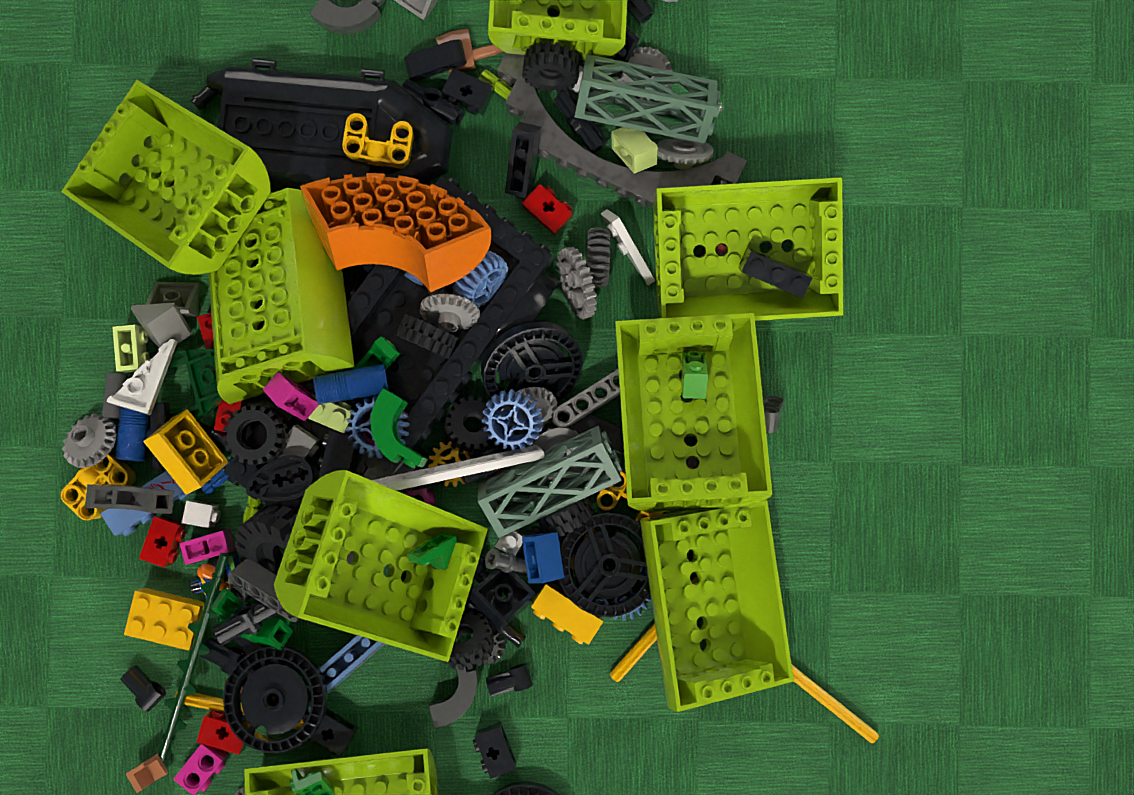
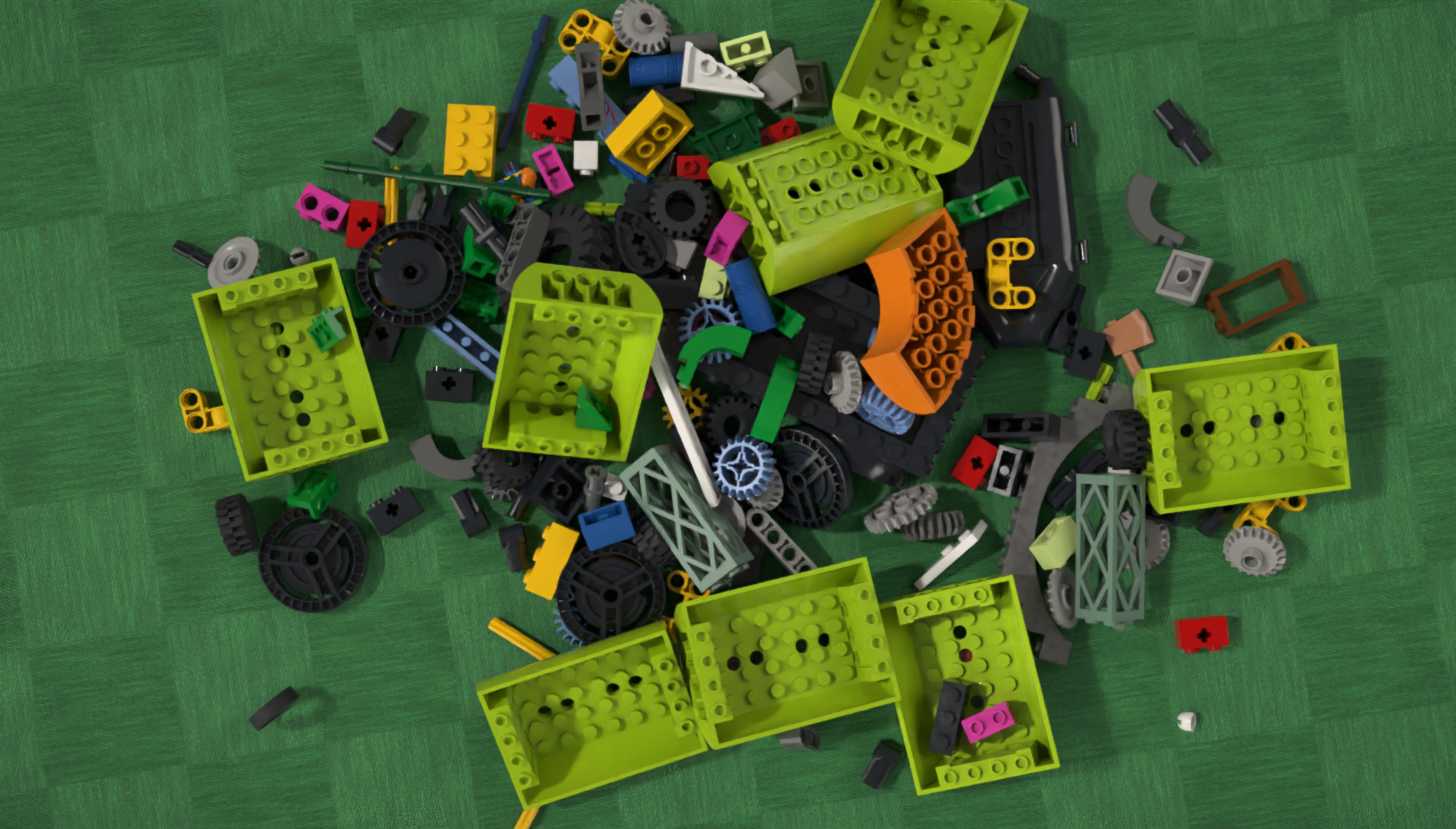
camera: 75 degrees right, 0 degrees up
(84, 538) = (538, 38): none -> dark blue bar
(146, 773) = (308, 153): nougat panel -> none
(216, 677) = (418, 205): none -> dark grey piece
(296, 754) = (357, 306): none -> green bracket
(308, 147) = (987, 203): none -> green arch
(314, 640) = (479, 301): none -> green bracket
(396, 667) = (436, 389): none -> black brick
(435, 60) = (1111, 313): black beam -> none
(454, 378) = (776, 399): none -> green arch
(542, 644) = (513, 541): none -> black piece
(560, 180) = (1007, 471): none -> black brick
(694, 375) = (825, 649): bright green slope -> none
(738, 22) = (1188, 628): none -> red brick
(786, 237) = (989, 721): none -> dark pink brick
(801, 341) = (884, 759): none -> black piece
(815, 62) = (1188, 721): none -> white hinge

